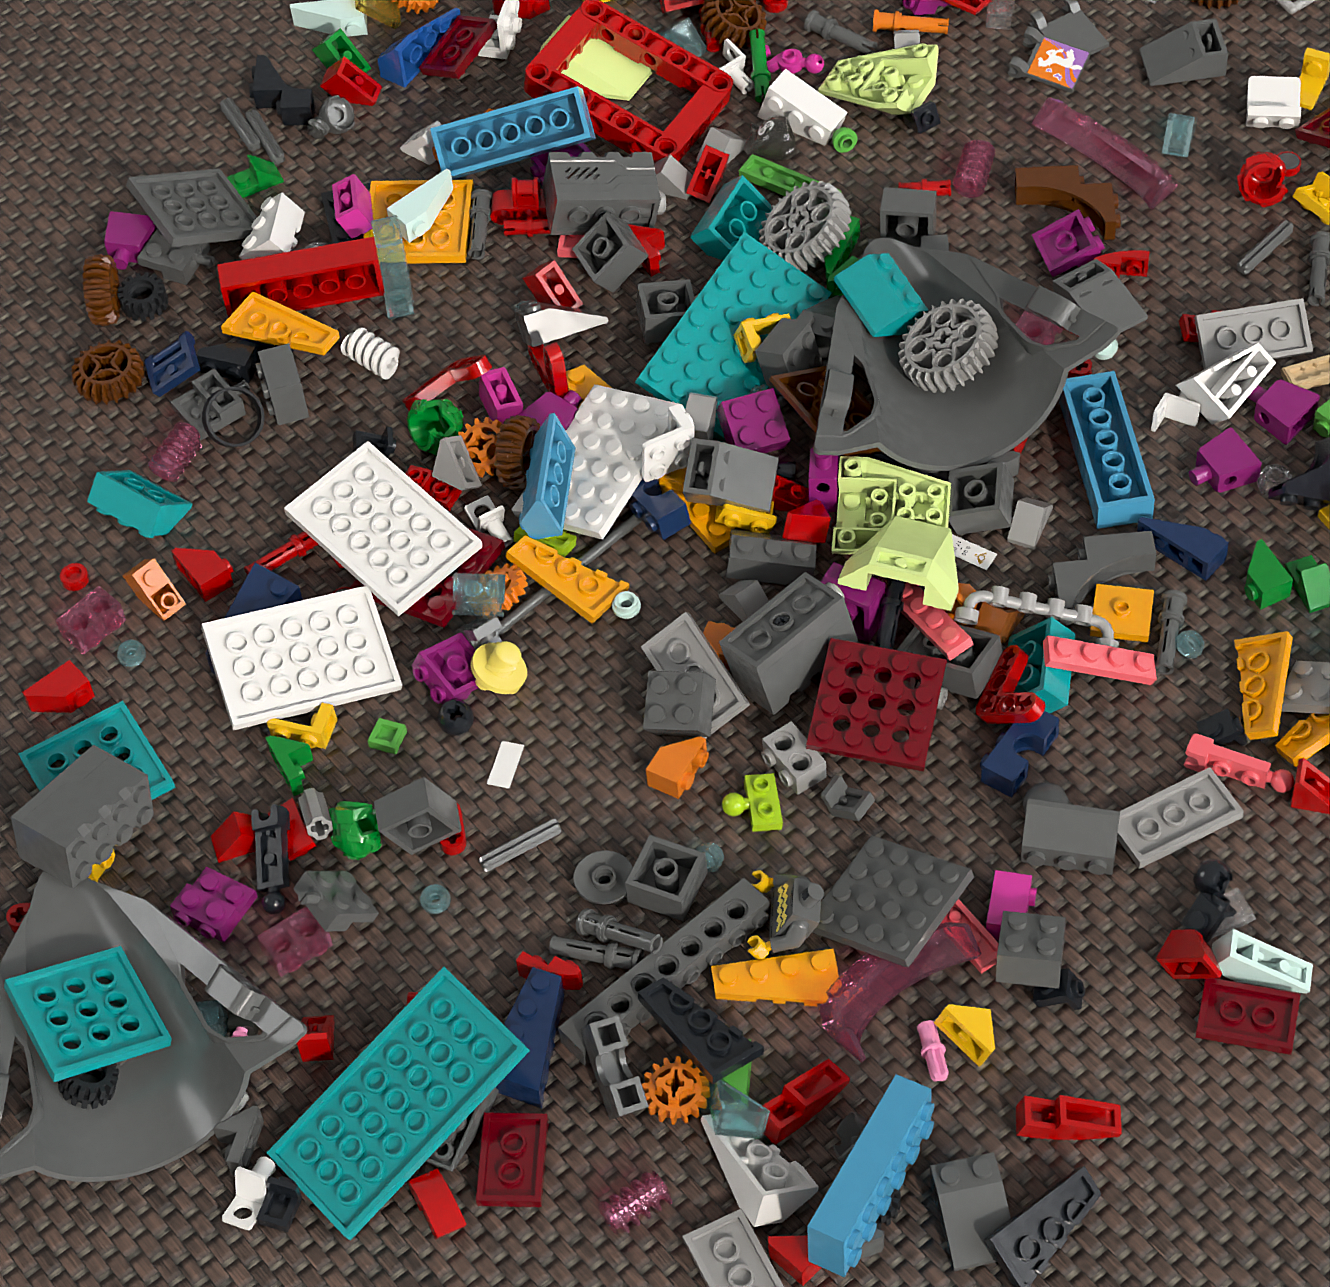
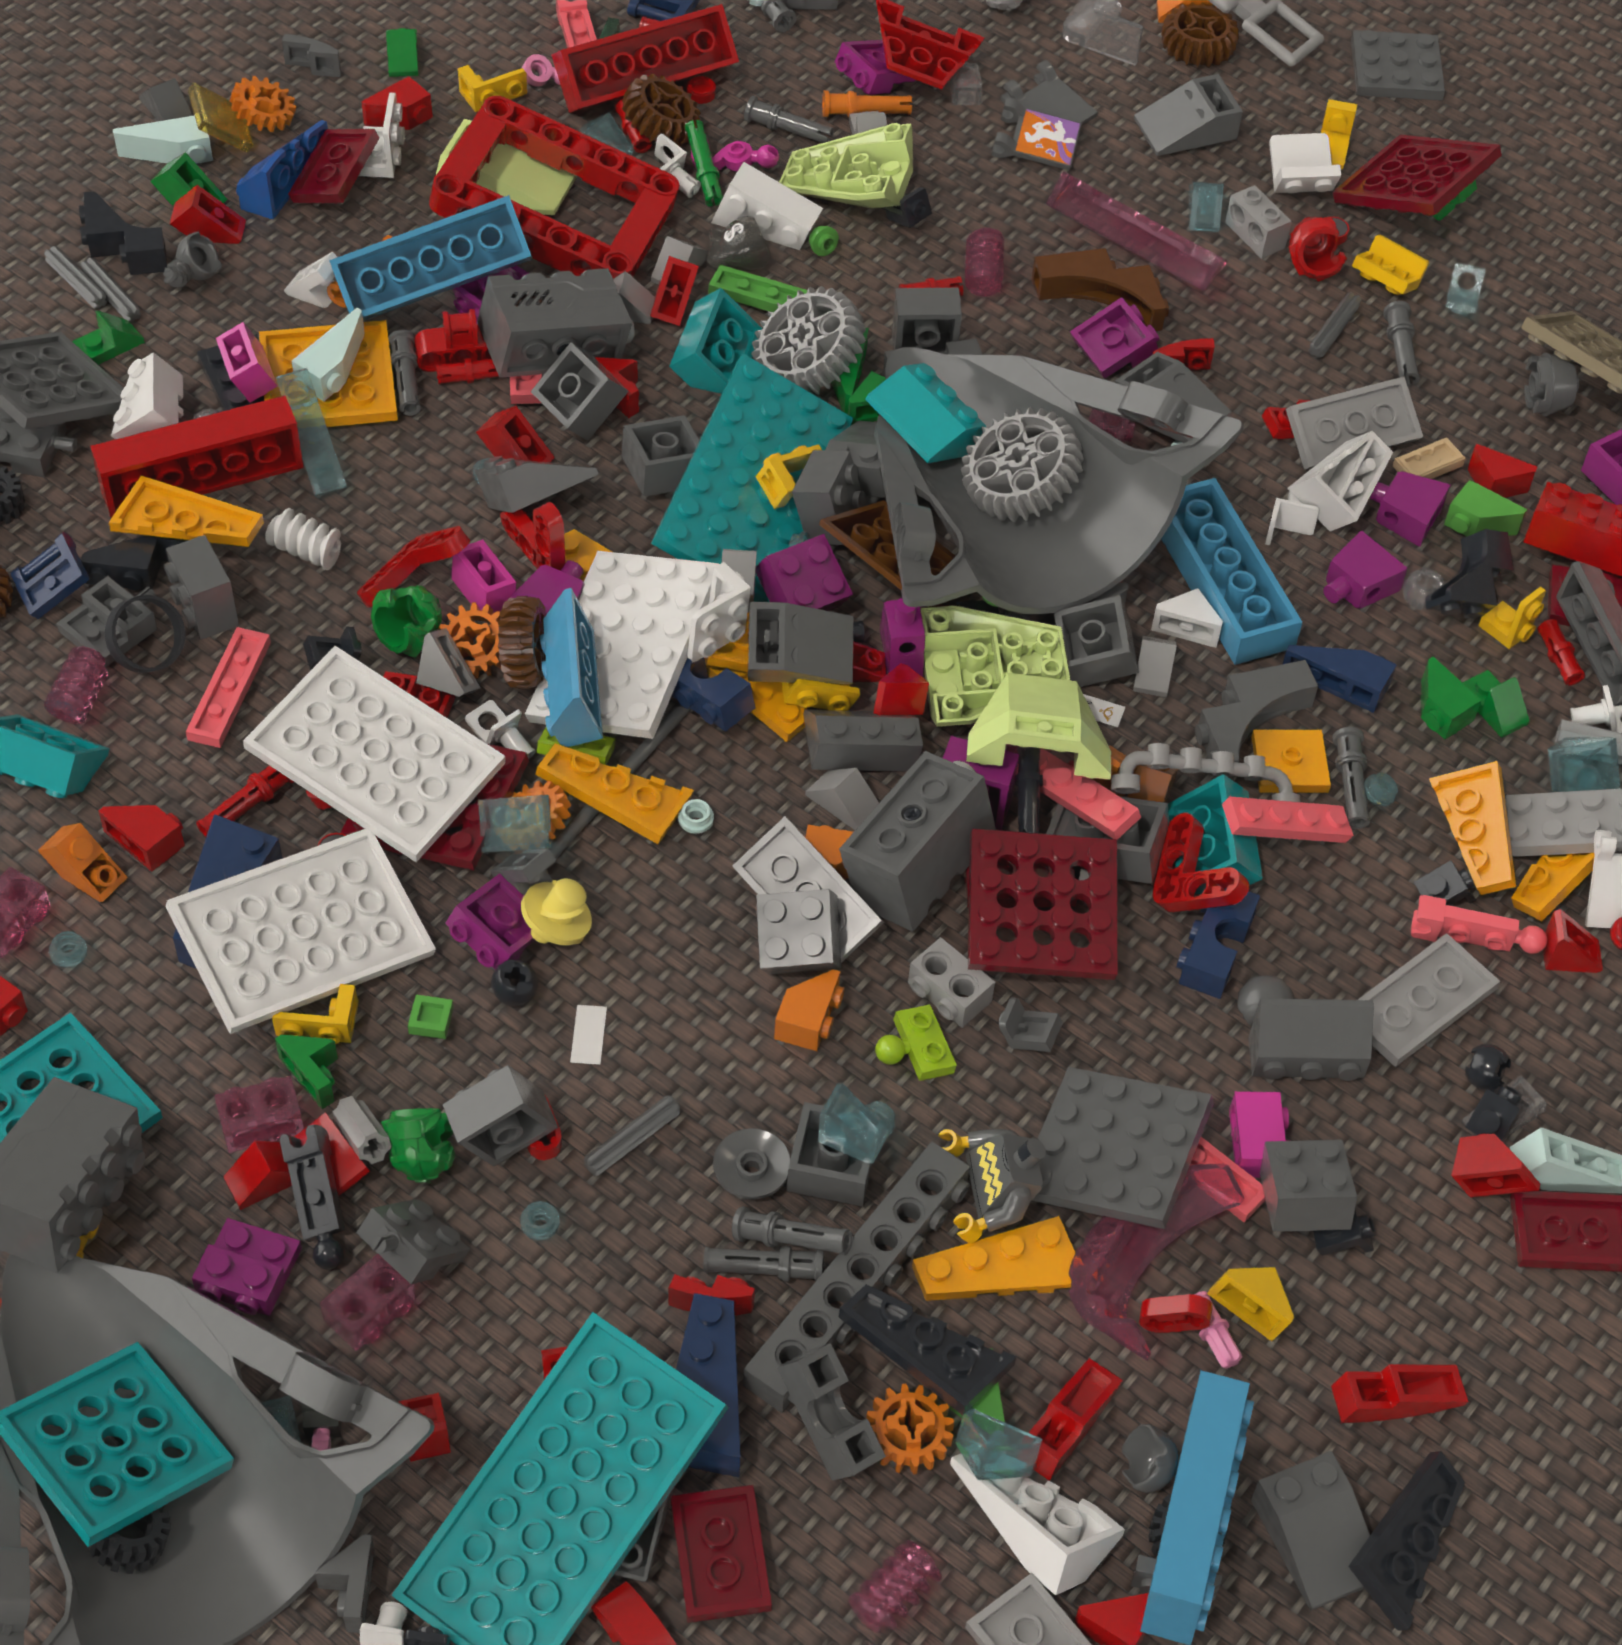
camera: 20 degrees left, 0 degrees up
(244, 791) = (261, 1120): none -> clear pink brick
(289, 465) = (228, 687): none -> coral plate
(677, 856) = (851, 1126): none -> clear light blue slope
(903, 1034) = (1175, 1313): none -> red beam
(1065, 485) = (1188, 618): none -> white slope
(1220, 151) = (1258, 221): none -> light grey brick

